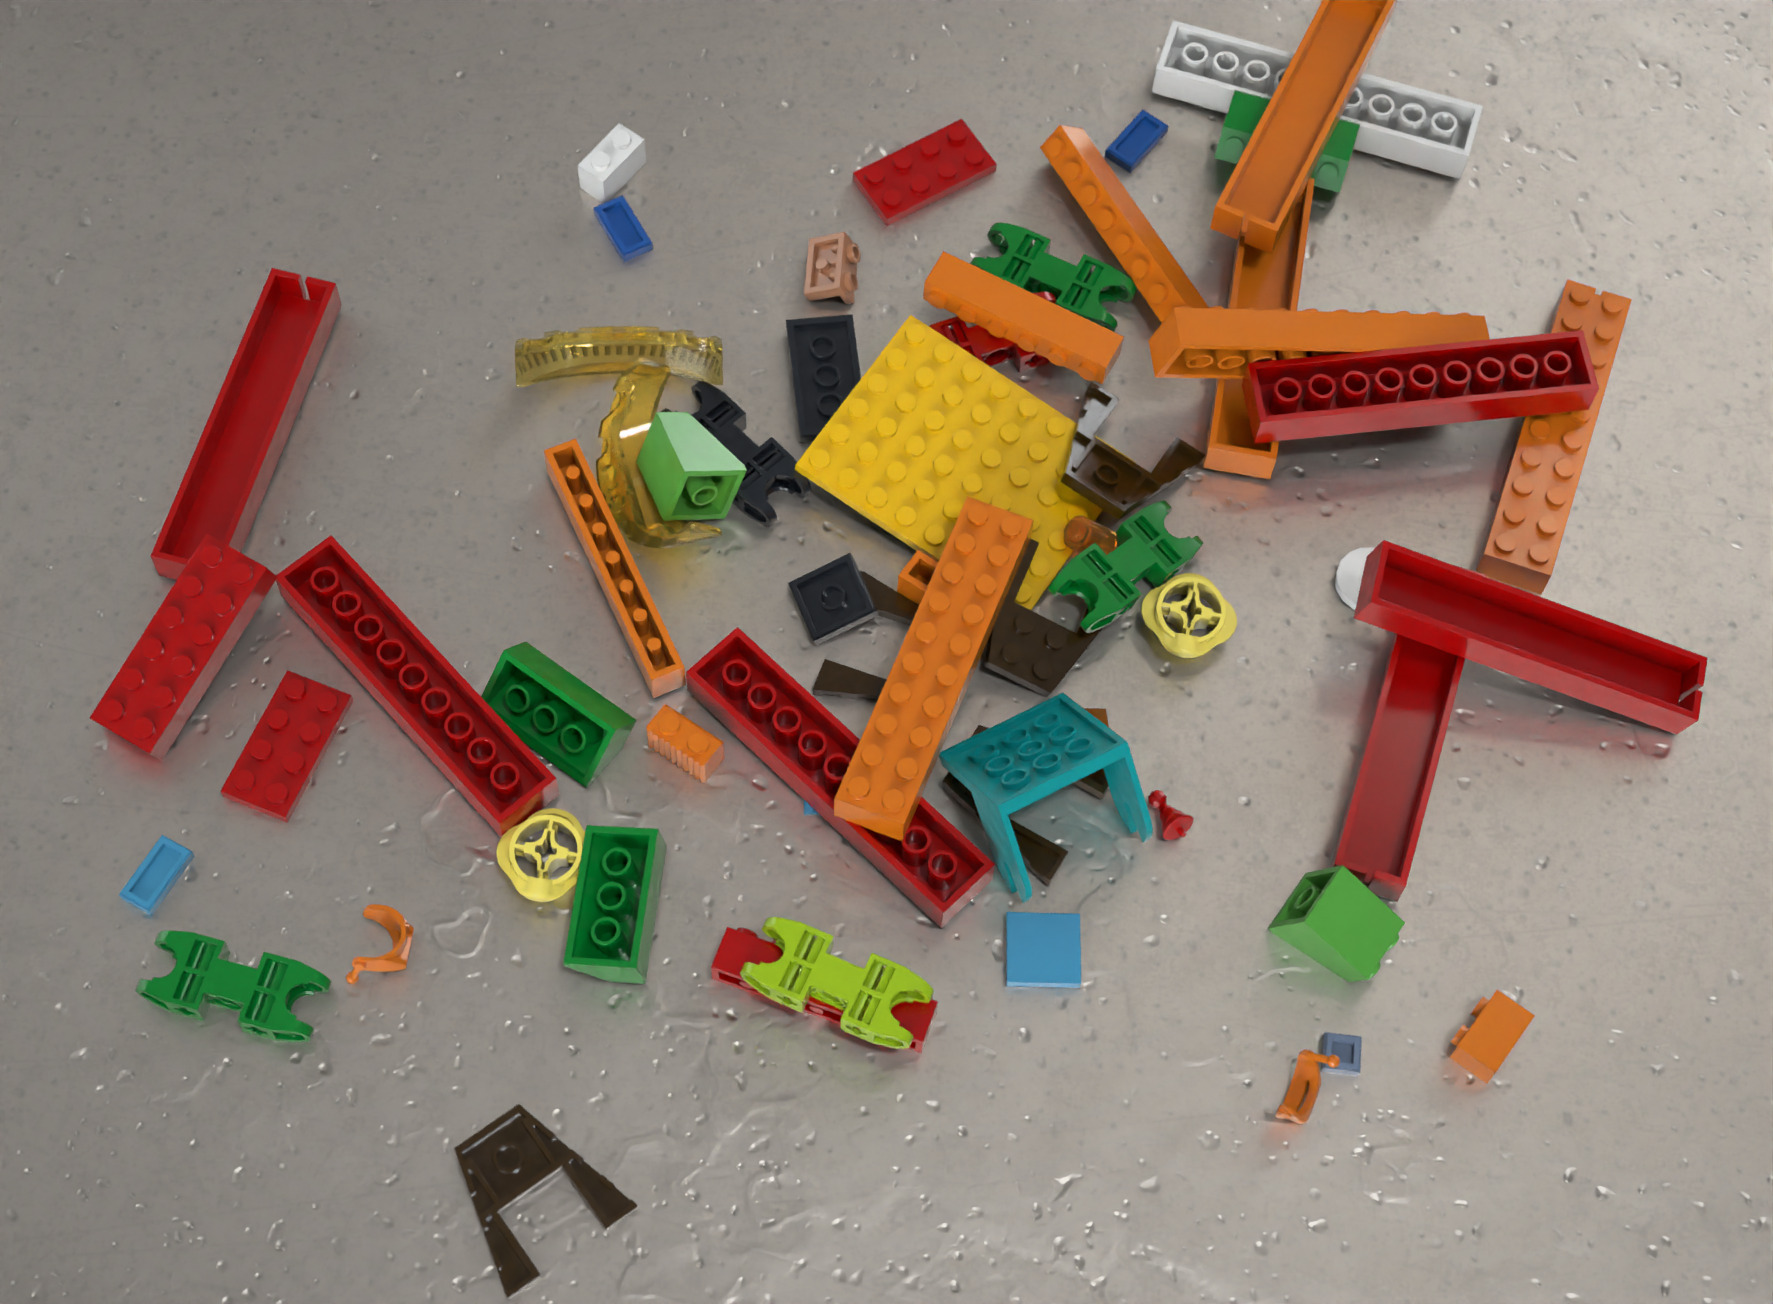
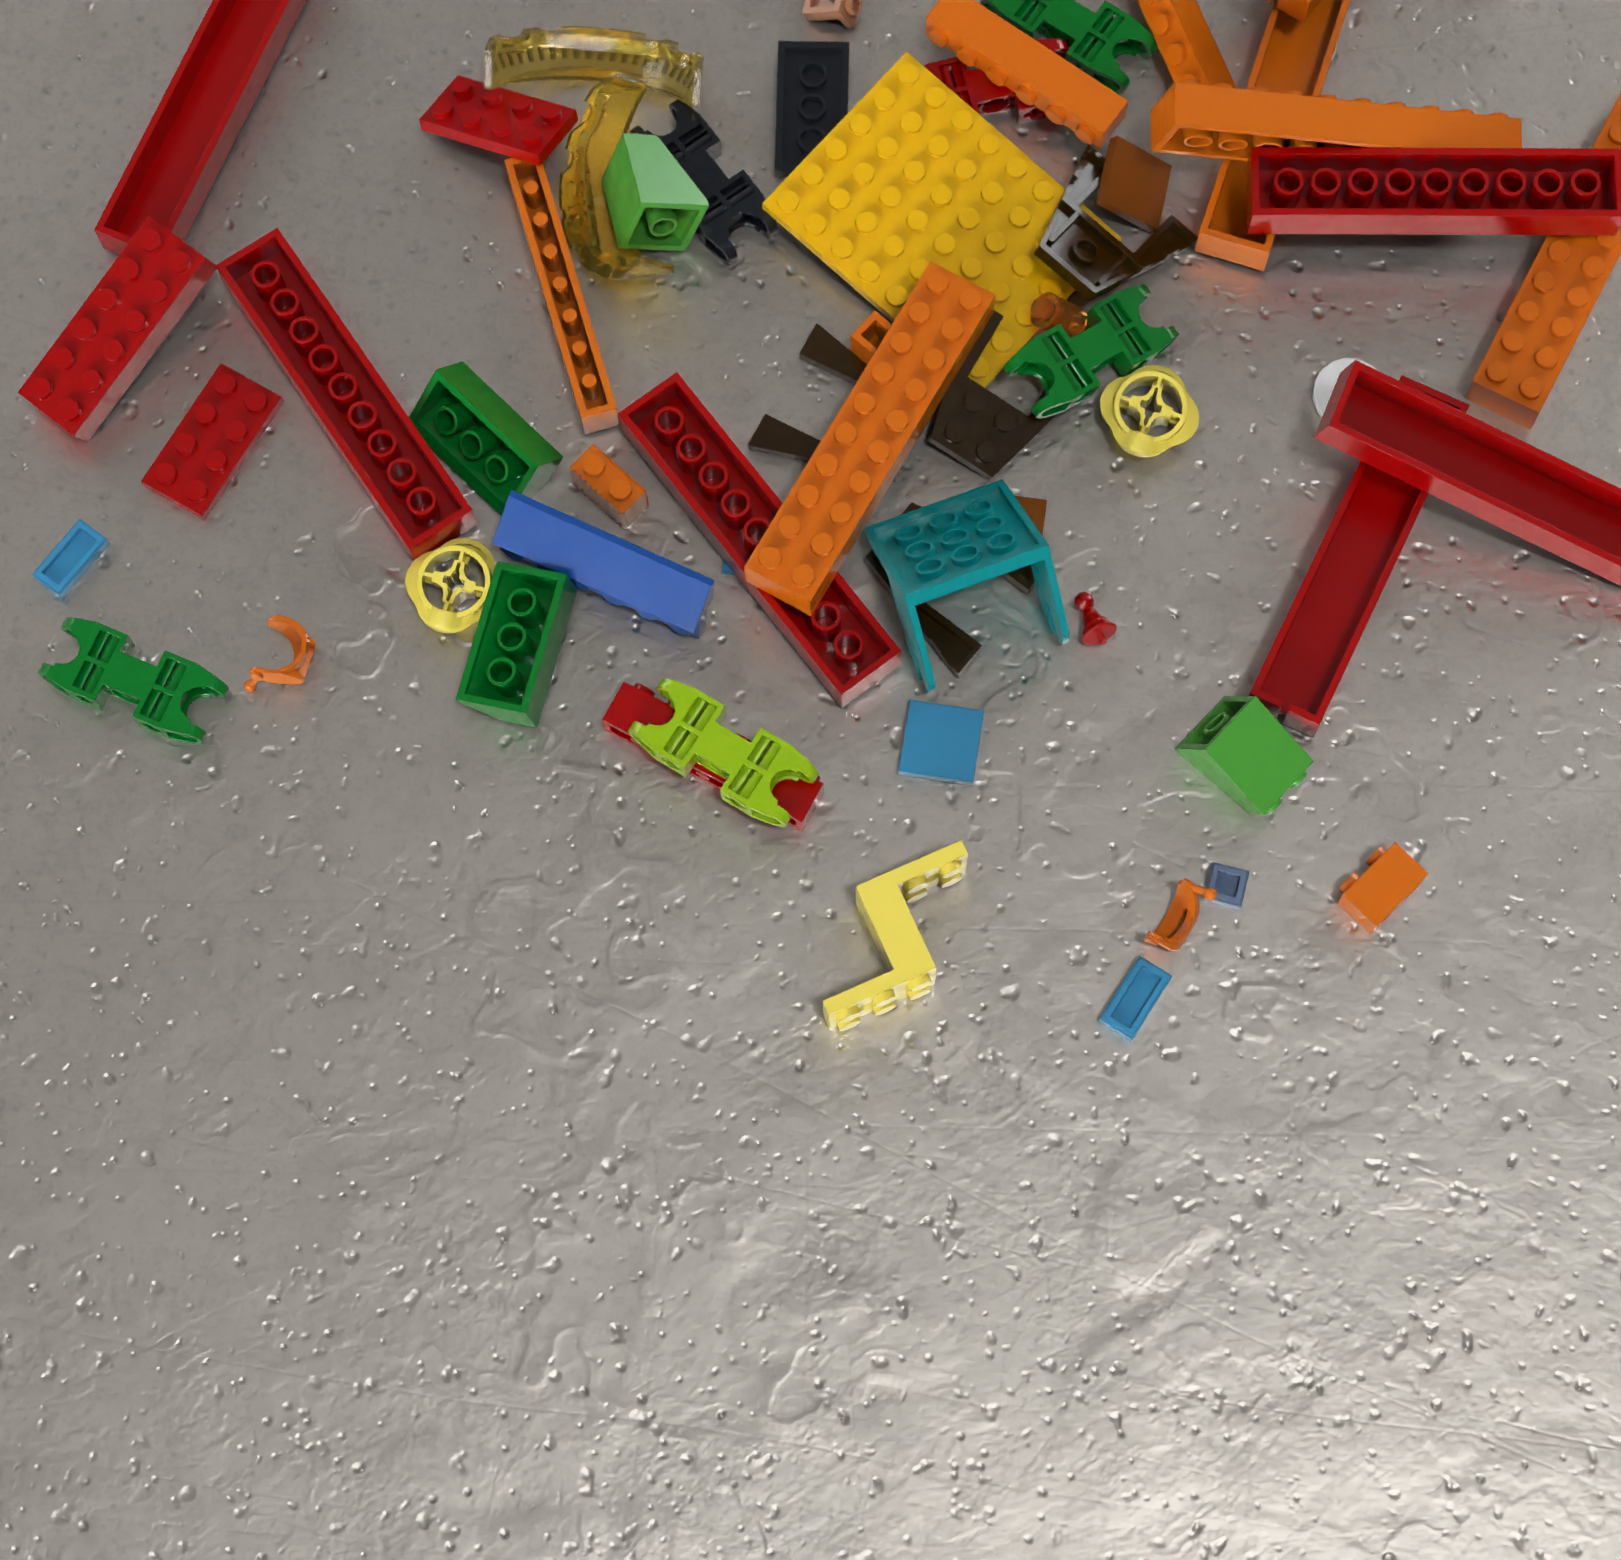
camera: 15 degrees right, 10 degrees up
(509, 1162) = (382, 887): dark brown wing -> none
(532, 416) = (499, 120): none -> red plate
(693, 816) = (605, 564): none -> blue slope
(833, 599) = (783, 350): black tile -> none
(1033, 1143) = (896, 936): none -> light yellow bracket
(1138, 413) = (1133, 184): none -> dark orange tile
(1274, 1175) = (1135, 998): none -> dark azure tile

